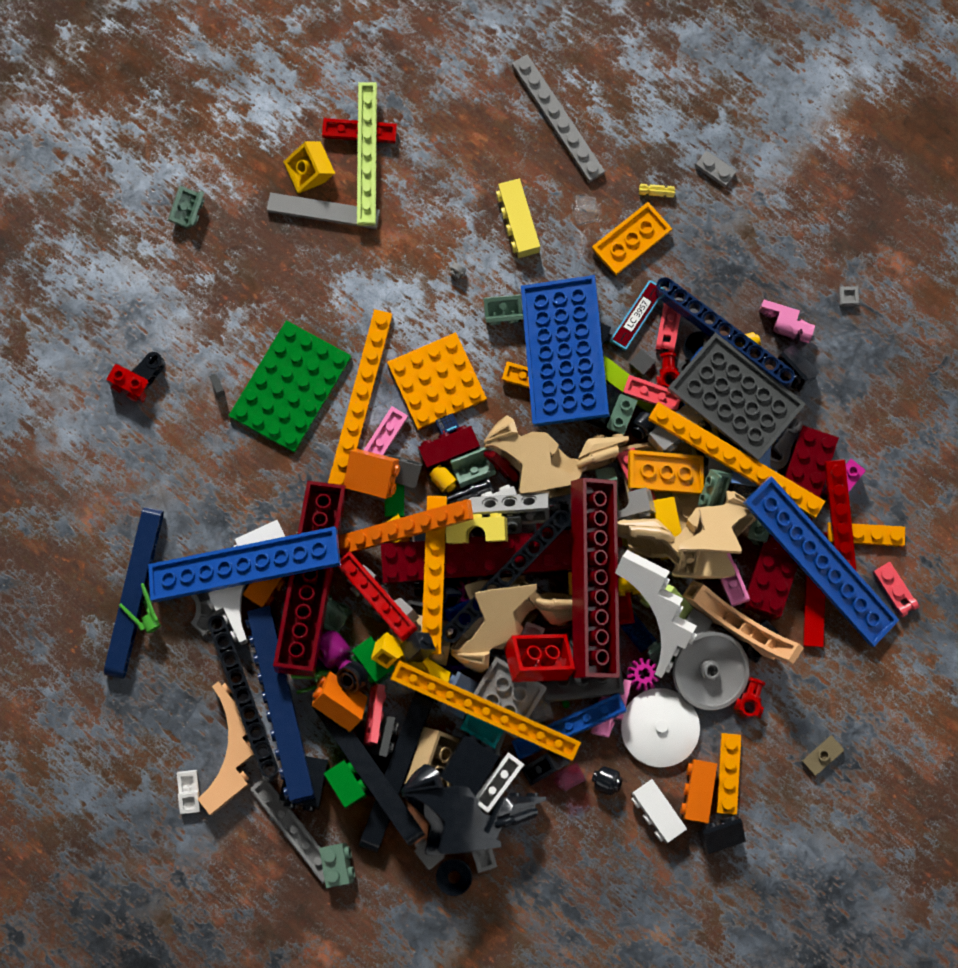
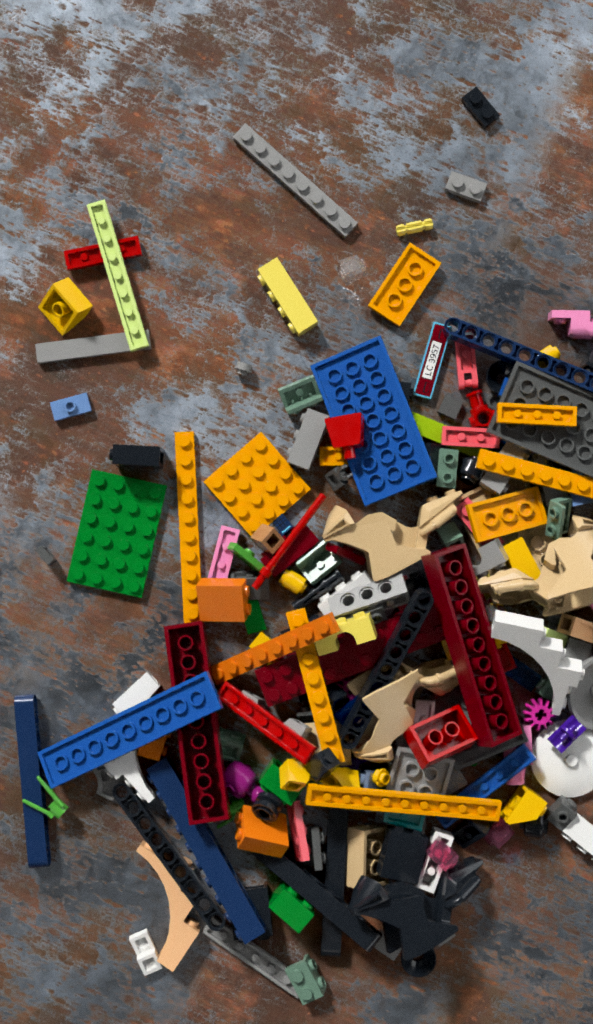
camera: 15 degrees left, 10 degrees up
(284, 258) = (71, 407): none -> medium blue plate
(333, 319) = (137, 456): none -> black brick
(406, 441) = (246, 556): none -> bright green plate
(420, 459) = (266, 571): none -> red bar
(431, 429) = (267, 538): none -> medium nougat brick
(471, 682) = (381, 777): none -> yellow plate
(498, 351) = (307, 439): none -> light grey brick
(508, 773) = (442, 854): none -> clear pink brick
(515, 393) = (338, 477): none -> dark grey plate
(536, 352) = (346, 433): none -> red torso
(603, 755) = (523, 806): none -> yellow slope
(638, 776) = (562, 812): none -> dark grey brick
(663, 697) = (566, 734): none -> dark purple hips
(719, 384) = (536, 414): none -> light orange plate
(750, 102) = (480, 107): none -> black plate

